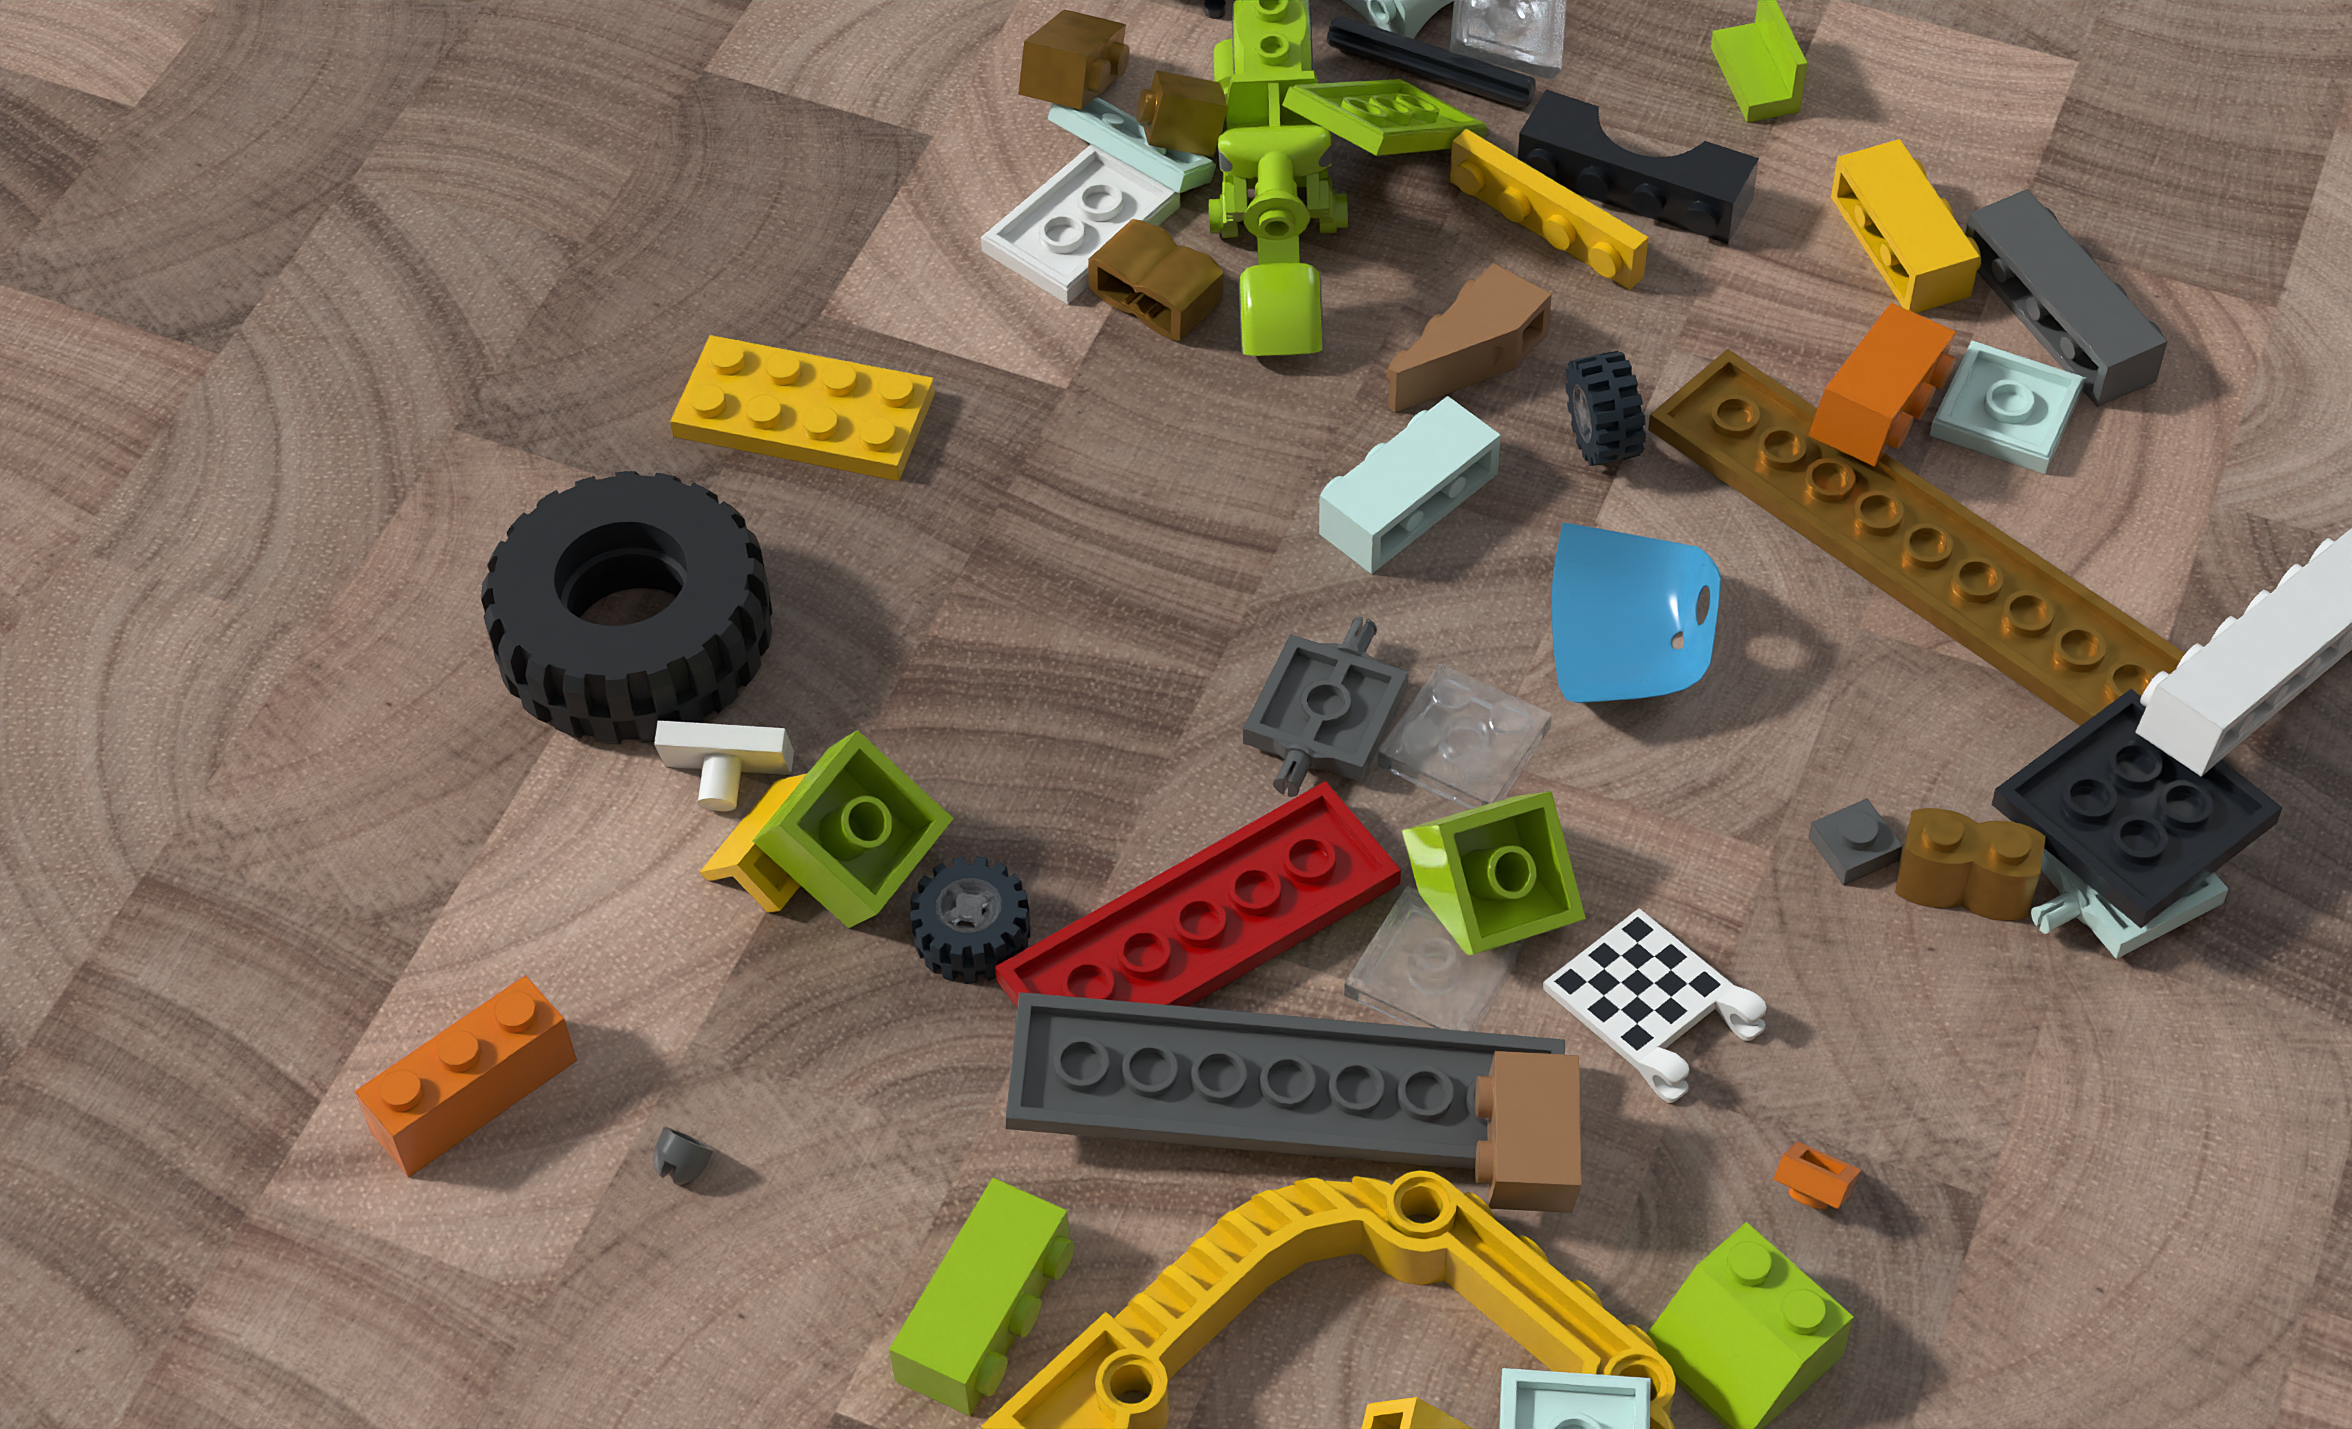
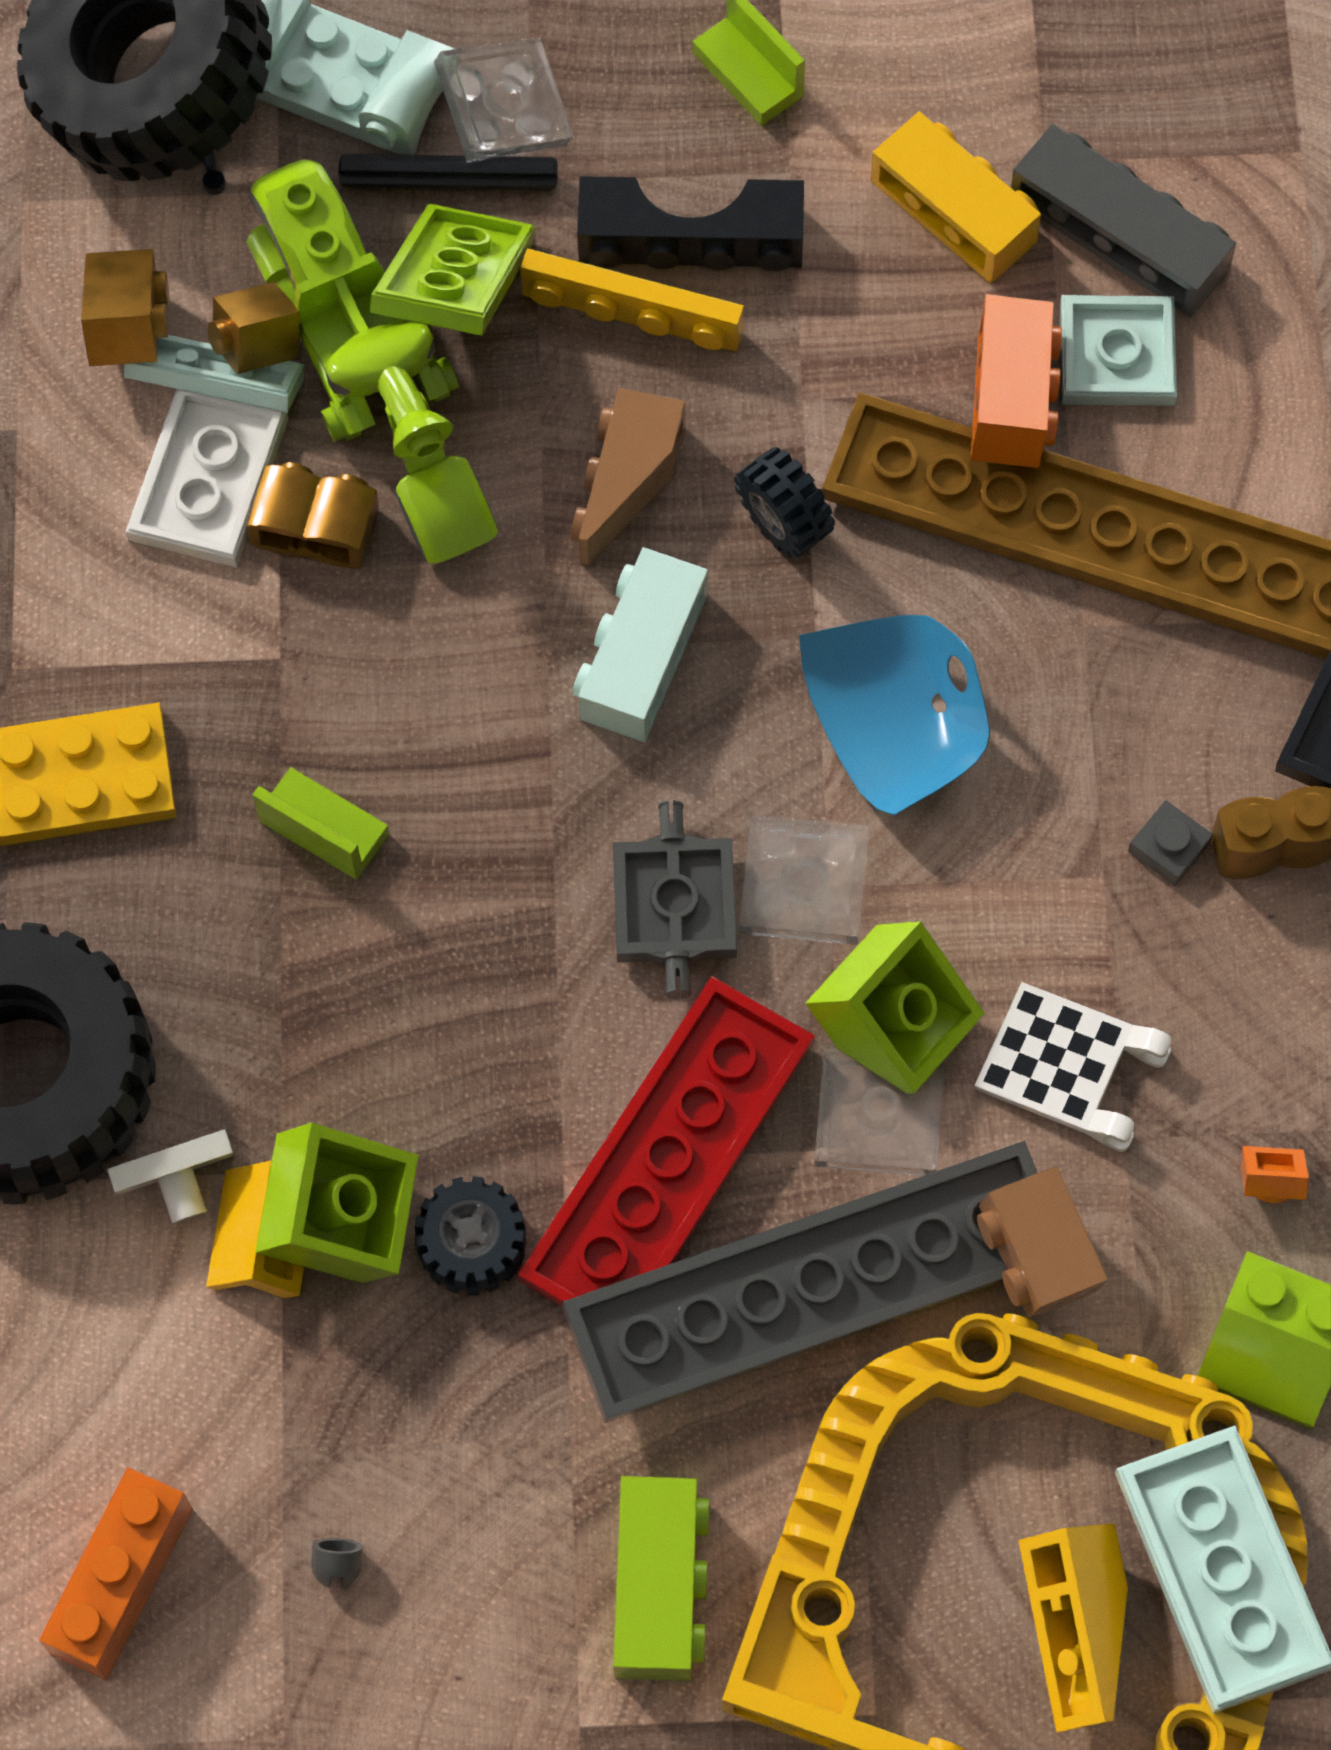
camera: 25 degrees left, 15 degrees up
(1025, 525) = (321, 822): none -> lime panel

